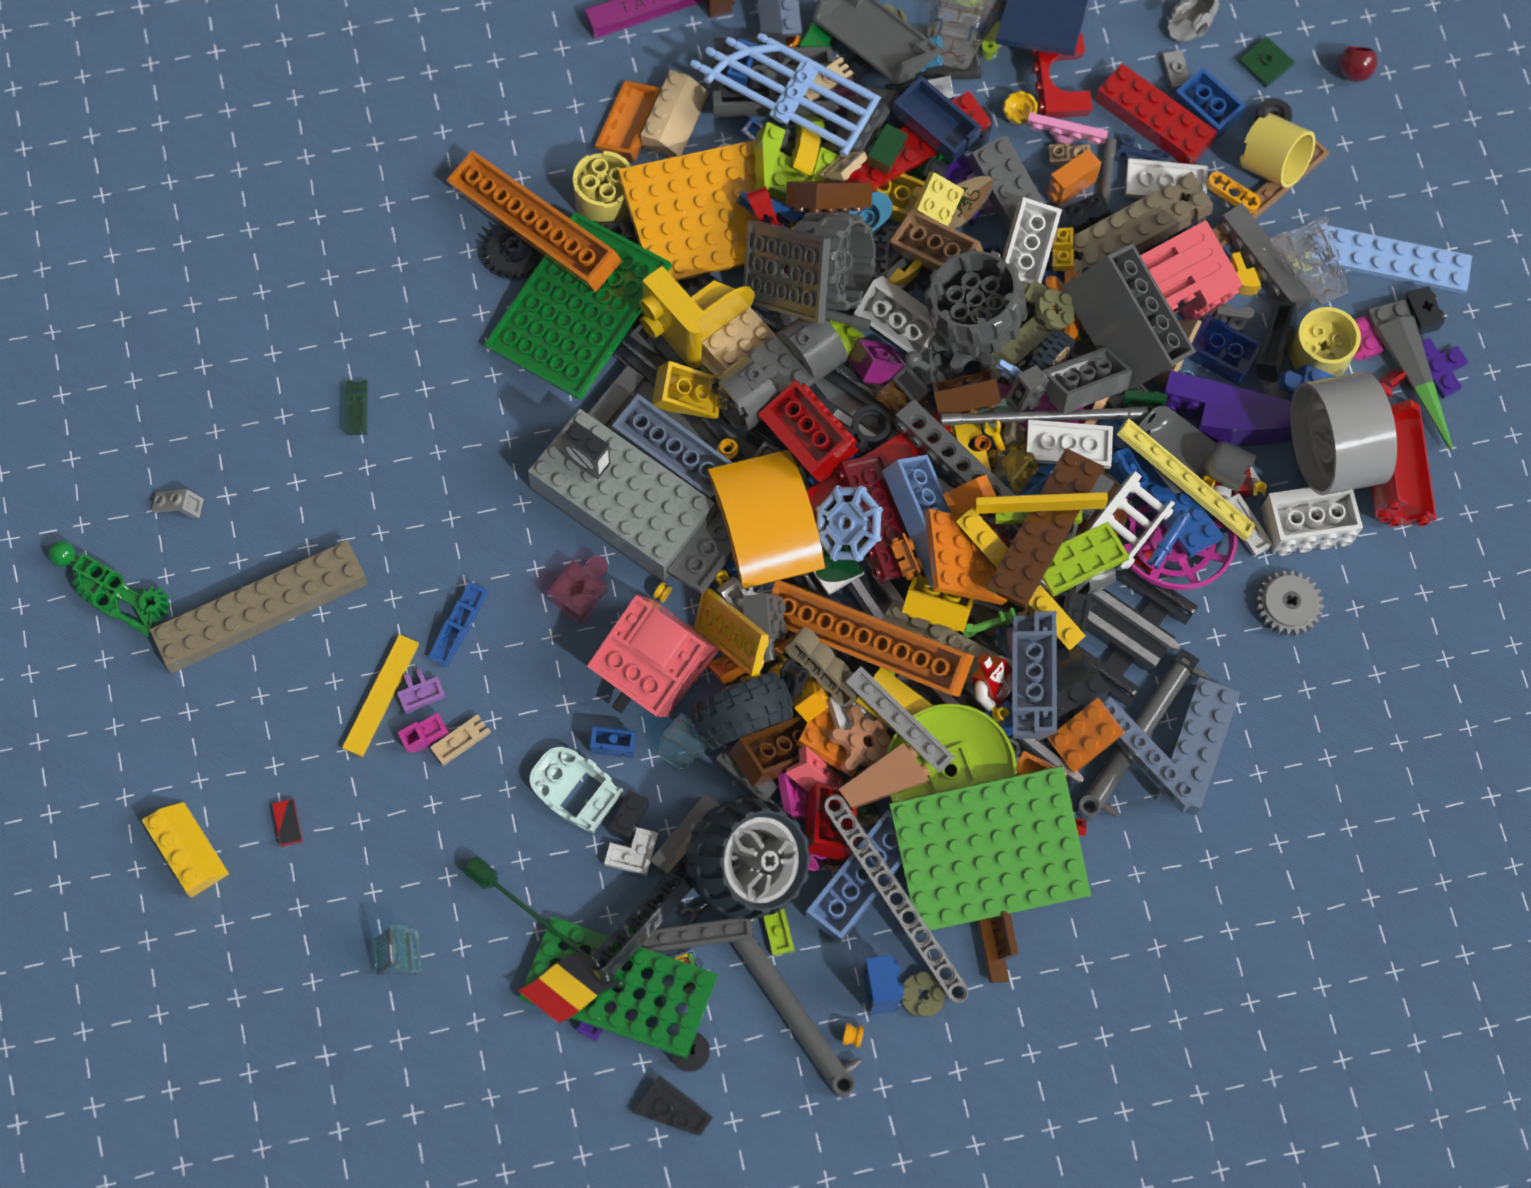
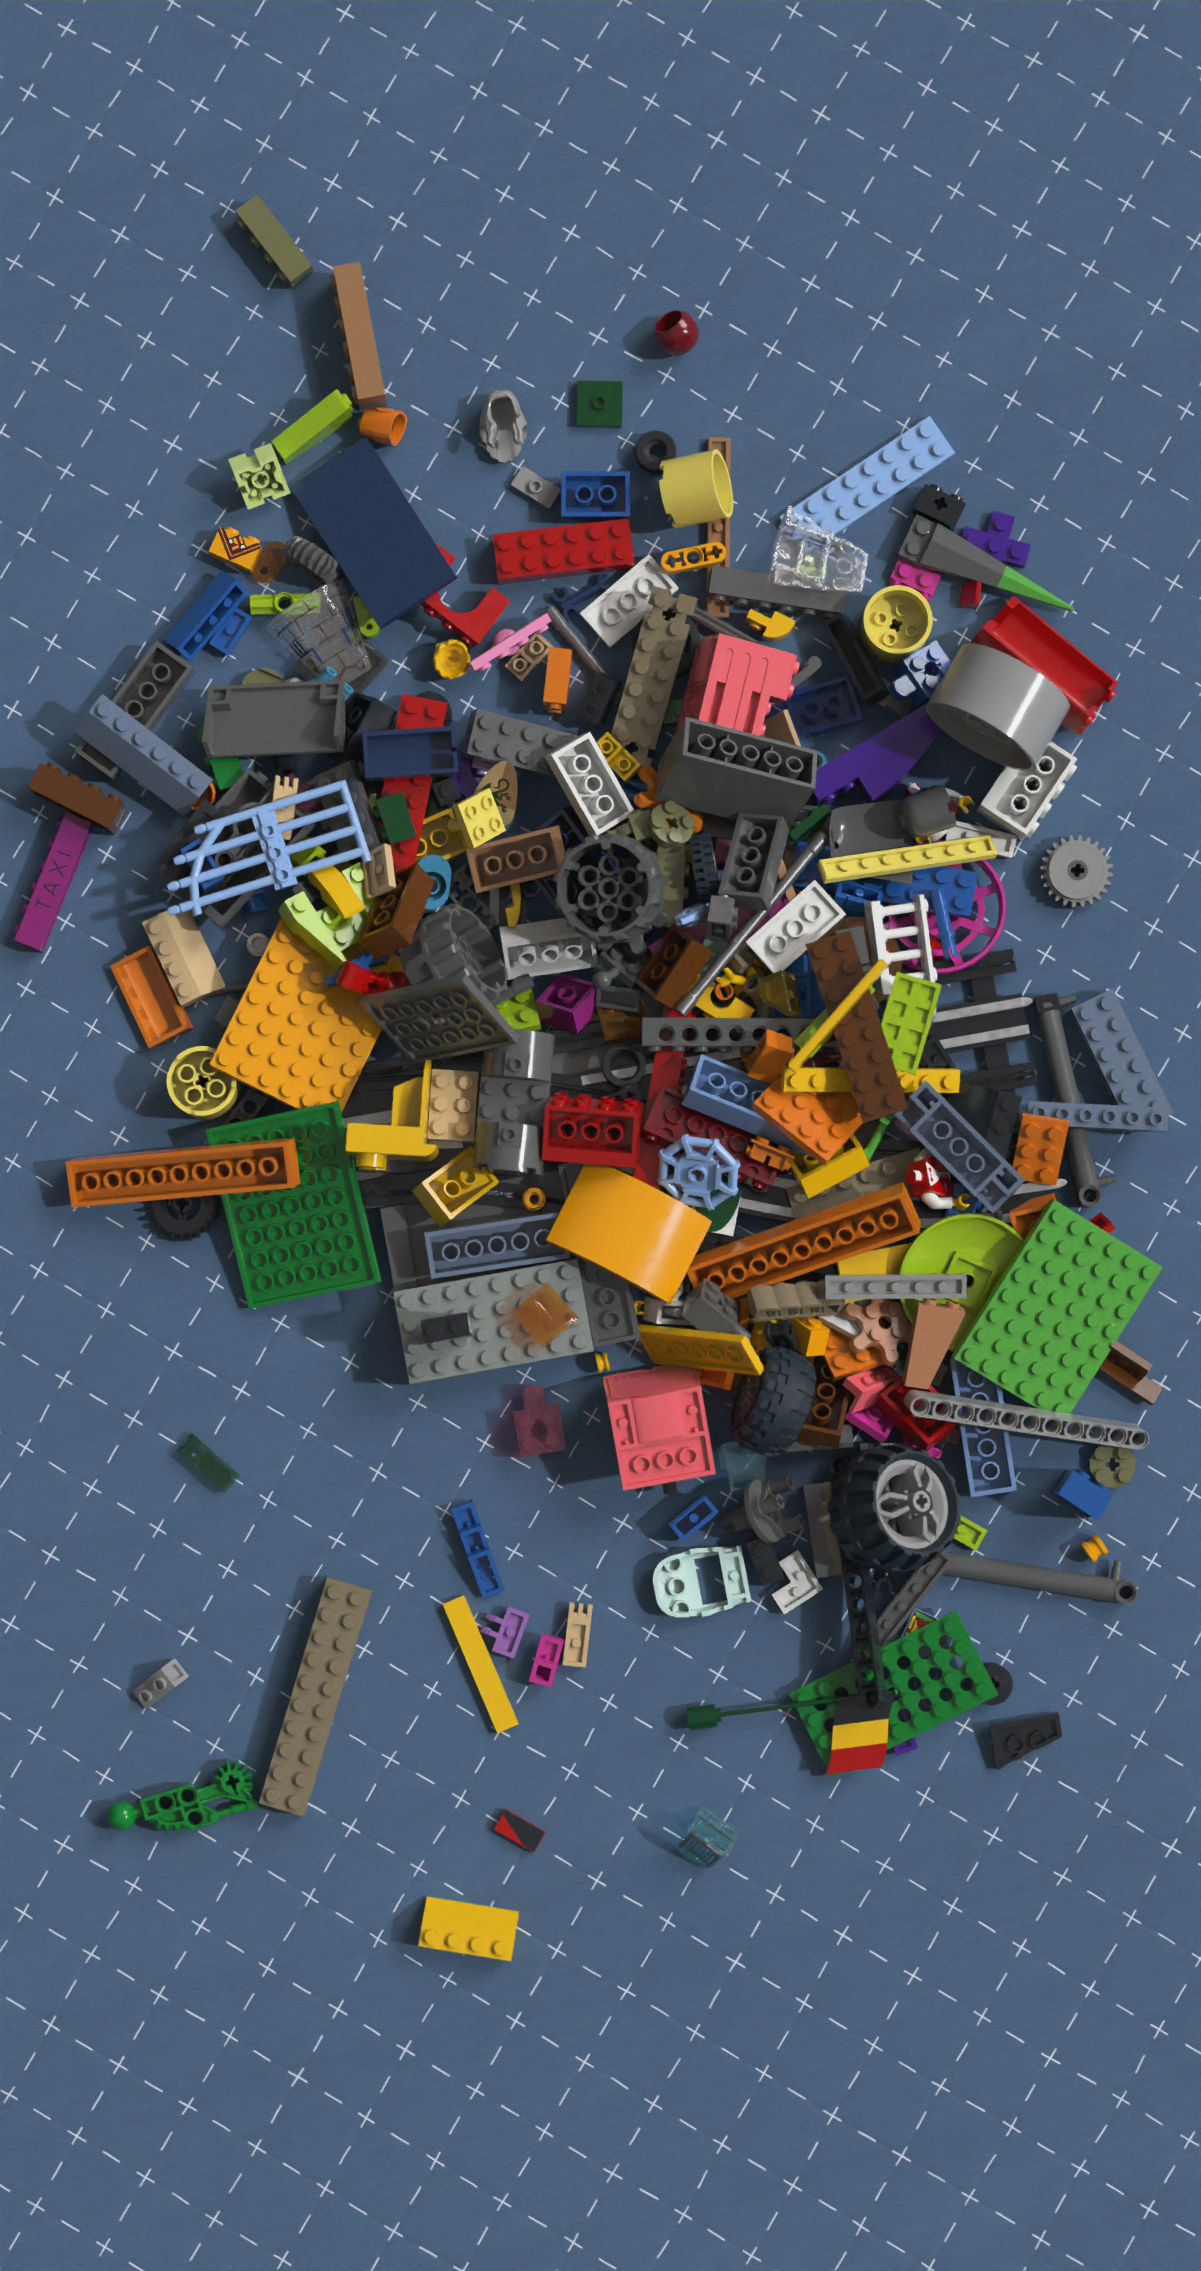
camera: 45 degrees left, 15 degrees up
(657, 510) = (545, 1315): none -> clear orange plate
(662, 781) = (763, 1512): none -> dark grey piece

